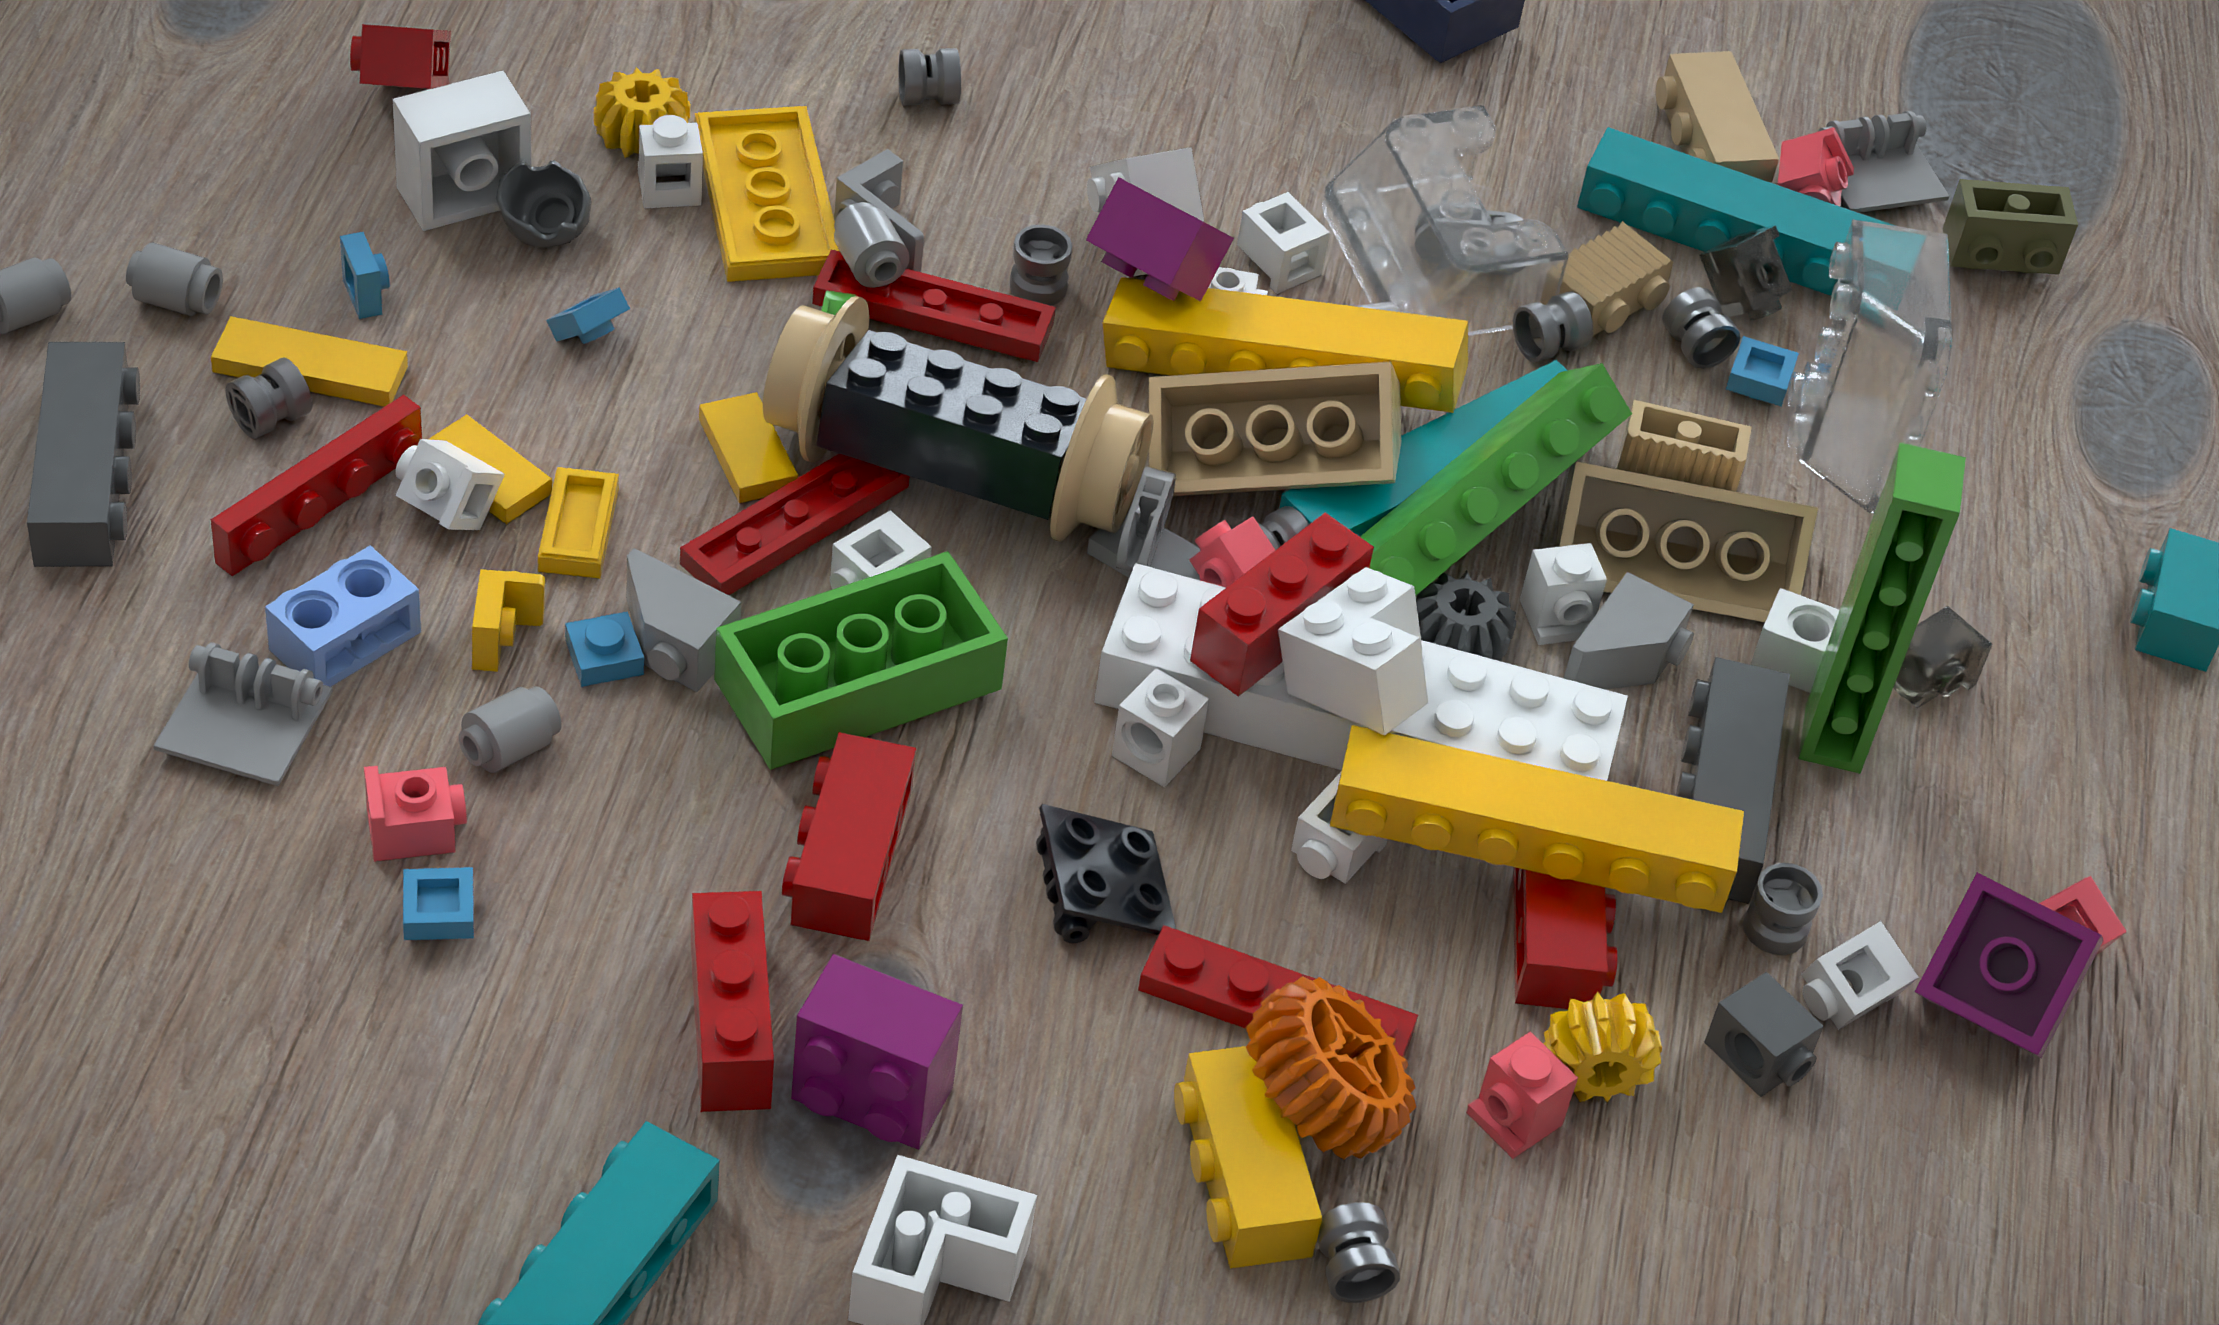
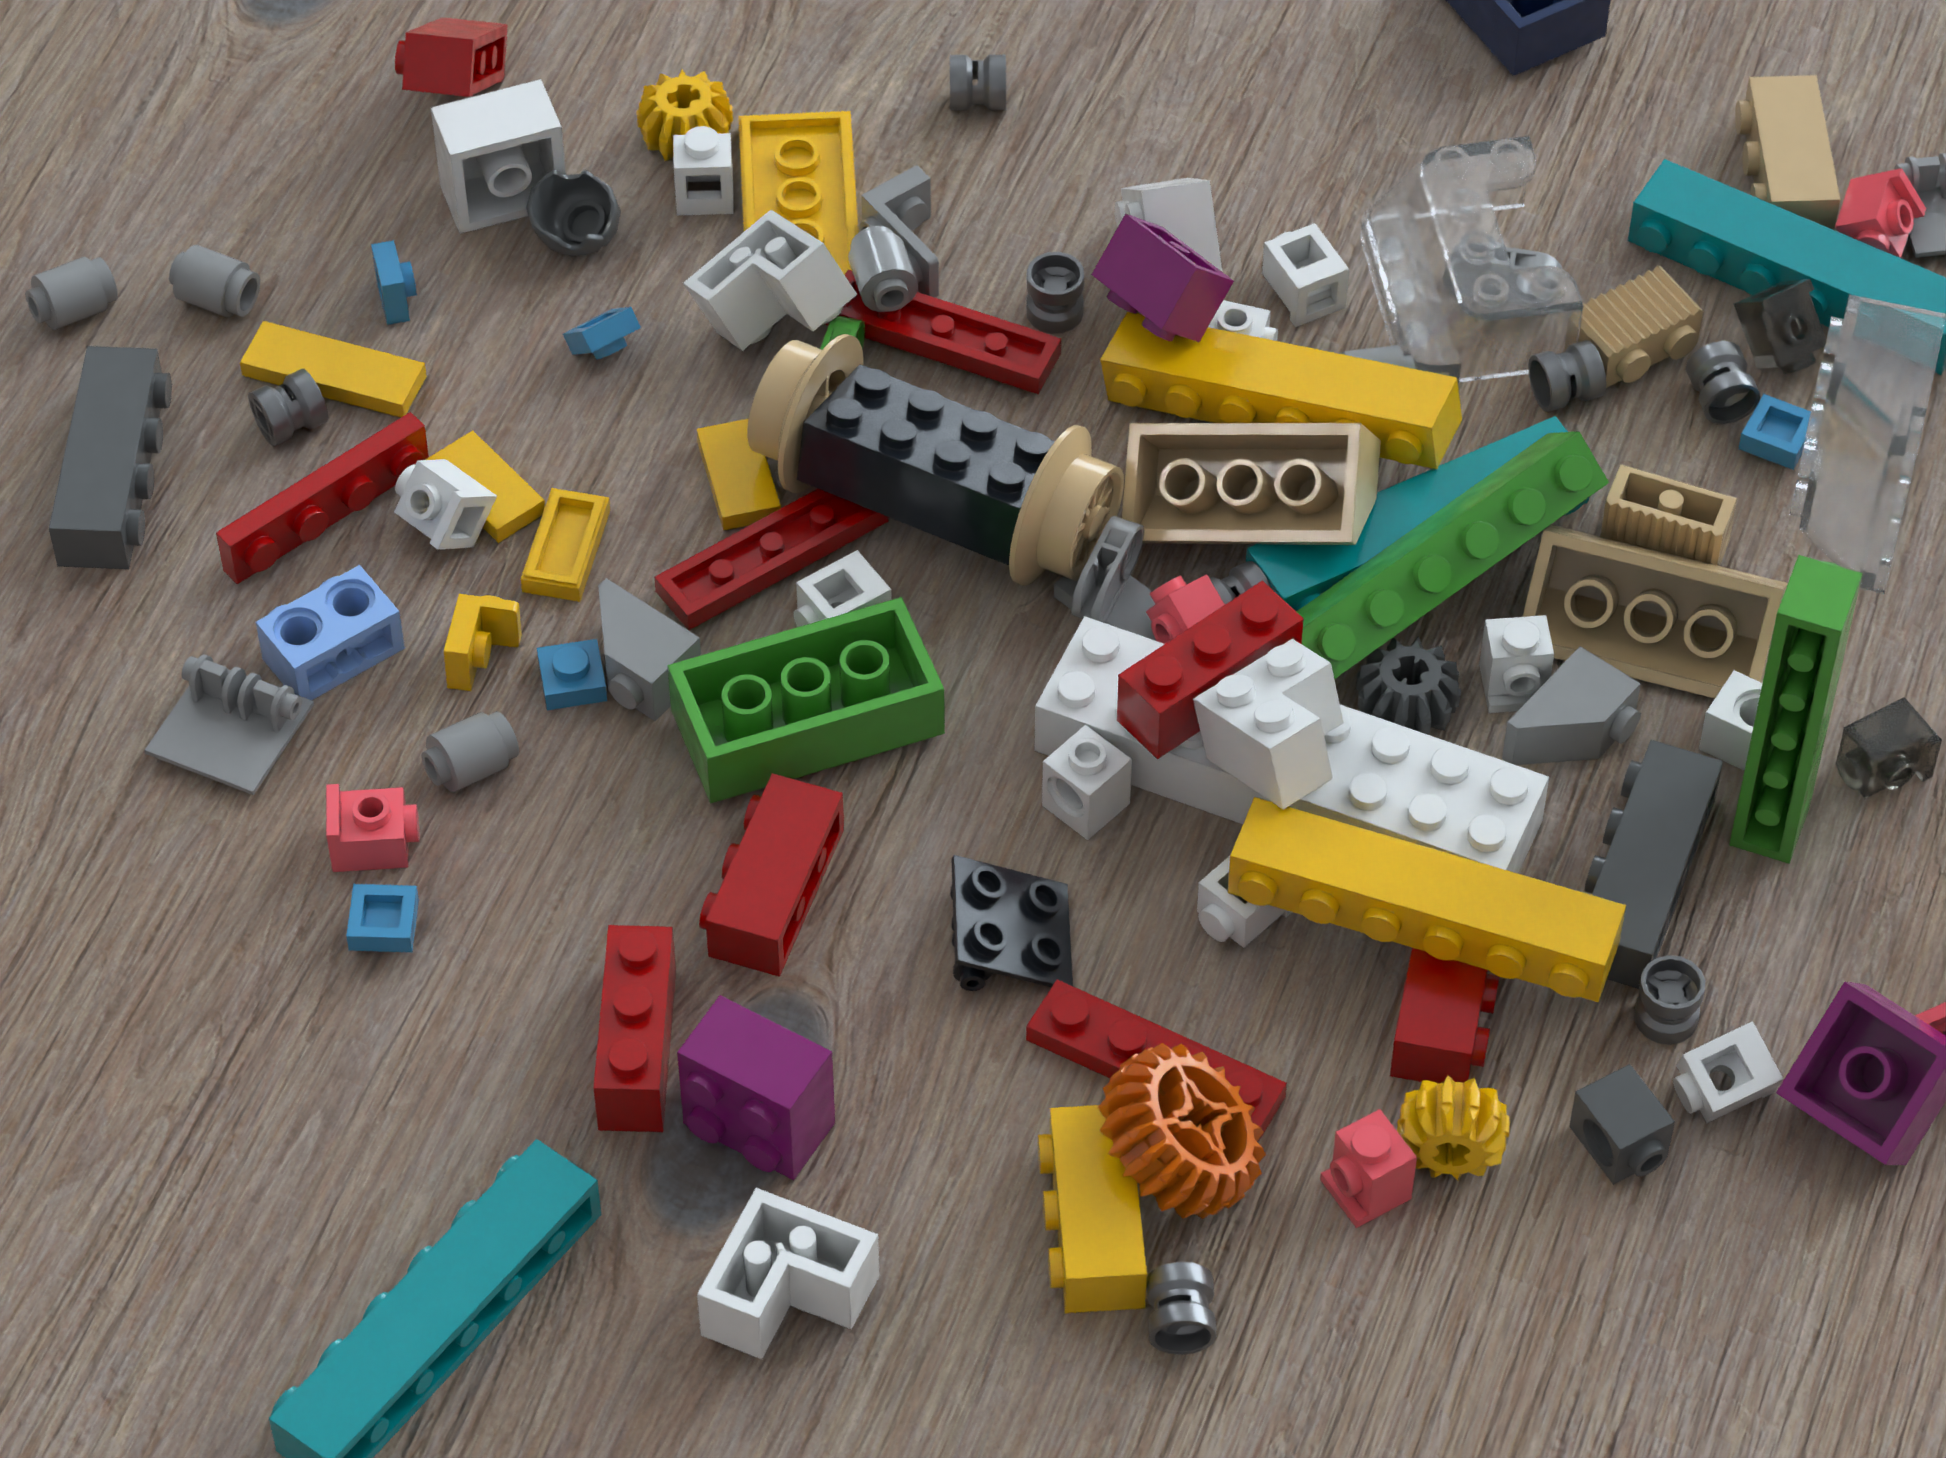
camera: 15 degrees right, 5 degrees up
(758, 251) = (765, 276): none -> white brick

